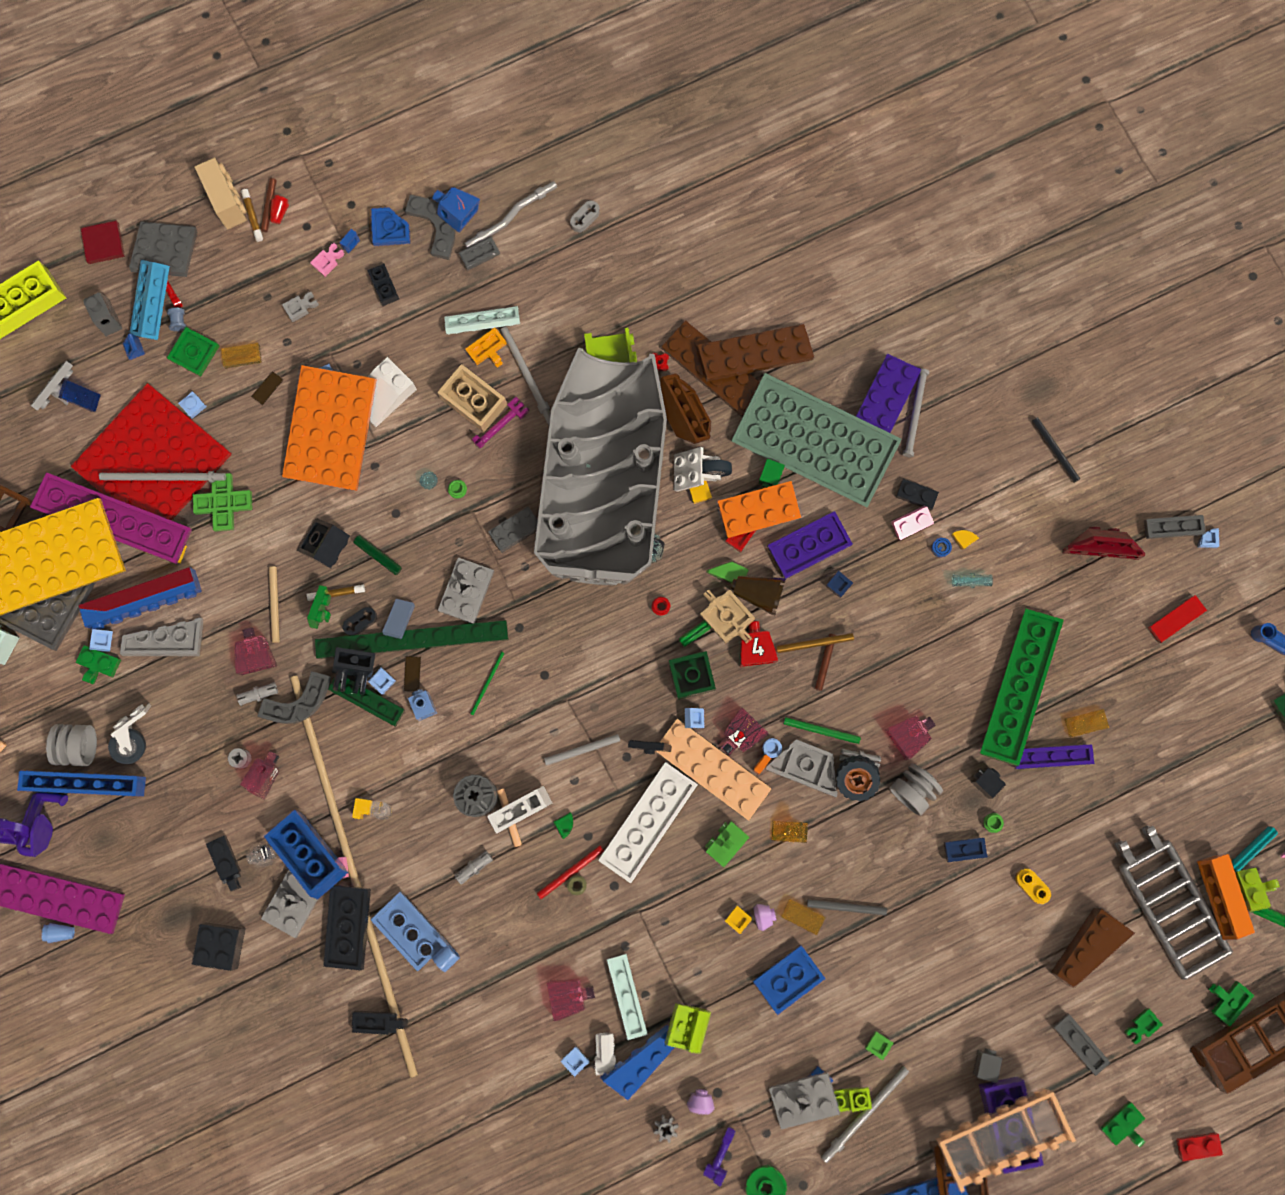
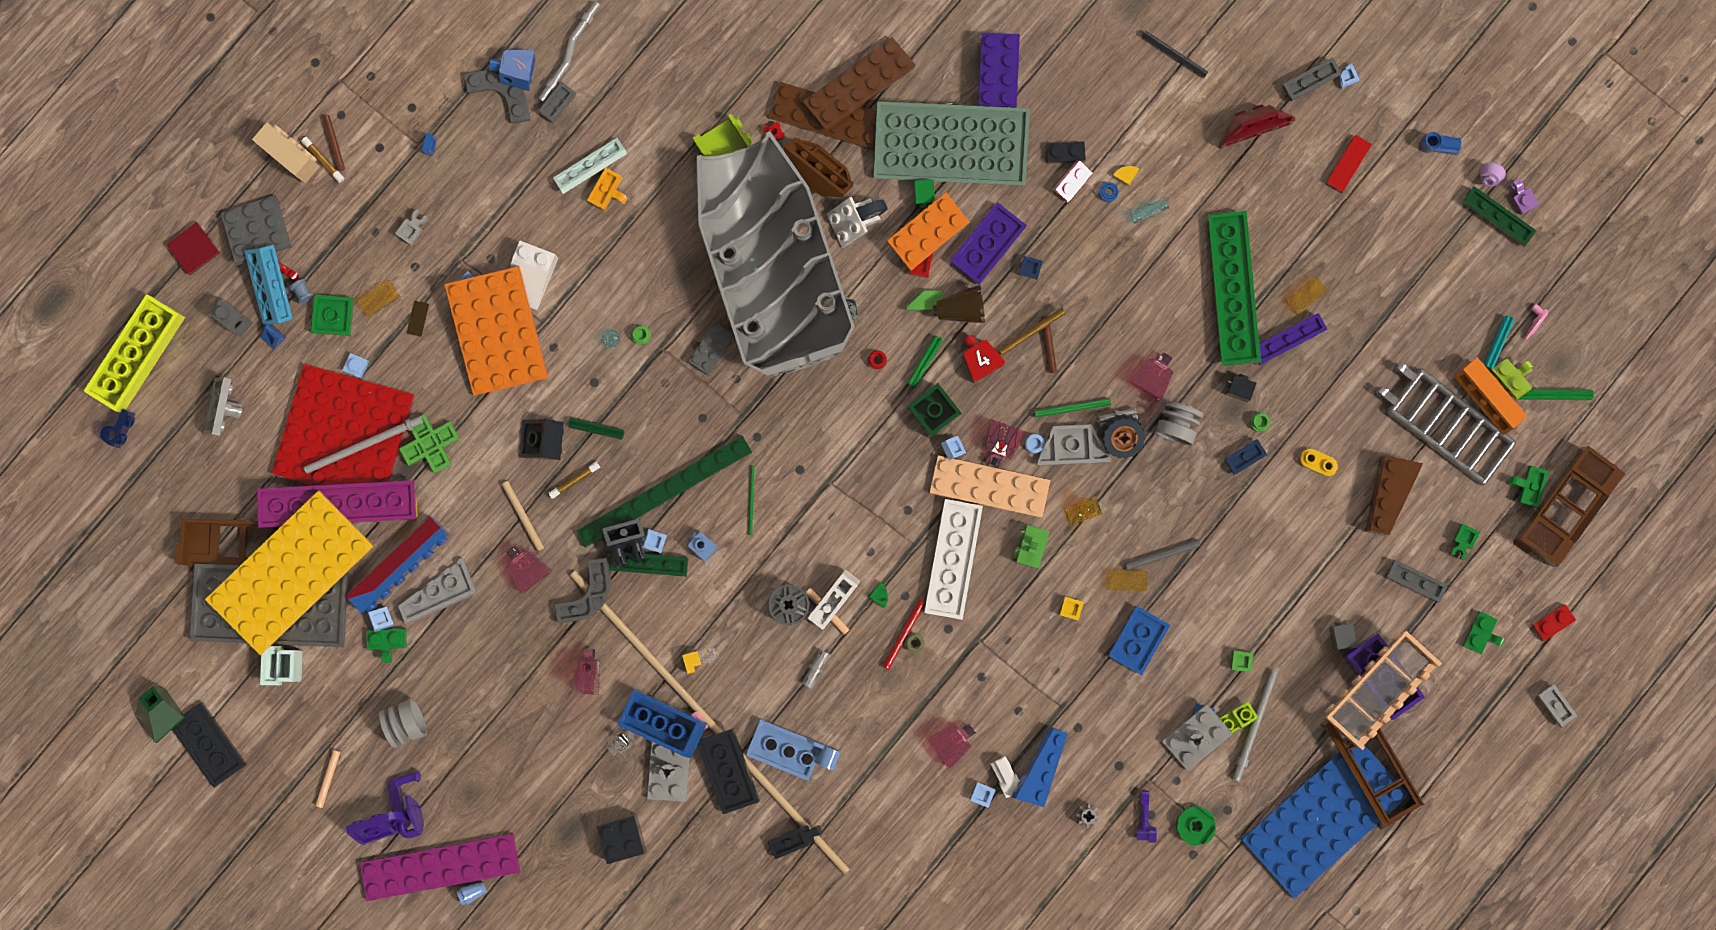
camera: 20 degrees left, 5 degrees up
(79, 396) = (248, 404): clear blue plate -> none
(81, 783) = (428, 753): blue brick -> none
(126, 743) = (451, 700): plate -> none
(225, 862) = (590, 764): black hinge -> none
(244, 758) = (563, 666): light grey wheel -> none
(257, 693) = (547, 603): light grey pin -> none
(278, 209) = (345, 142): red cone -> none
(317, 611) = (569, 506): green plate -> none
(326, 262) = (416, 174): bright pink plate -> none
(357, 617) = (605, 493): black beam -> none
(383, 284) = (480, 172): black slope -> none
(389, 228) = (460, 115): blue plate -> none
(398, 618) = (644, 478): sand blue tile -> none
(412, 673) = (679, 522): dark brown sticker -> none
(466, 590) = (693, 425): light grey plate -> none
(472, 398) = (616, 244): tan brick -> none
(514, 411) = (660, 238): magenta hinge -> none
(542, 406) = (684, 222): light grey bar -> none
(582, 213) = (635, 20): light grey beam -> none
(582, 749) = (866, 520): light grey bar -> none
(627, 996) = (1003, 719): light aqua plate -> none
(649, 747) = (925, 492): black plate -> none
(688, 1028) = (1068, 721): lime brick -> none
(700, 493) = (867, 239): yellow tile -> none
(701, 1102) = (1108, 779): lavender cone -> none
(727, 616) = (942, 342): tan plate -> none
(761, 764) = (1032, 462): orange tile -> none
(764, 916) = (1092, 595): lavender cone -> none
(908, 452) = (1032, 77): light grey bar -> none

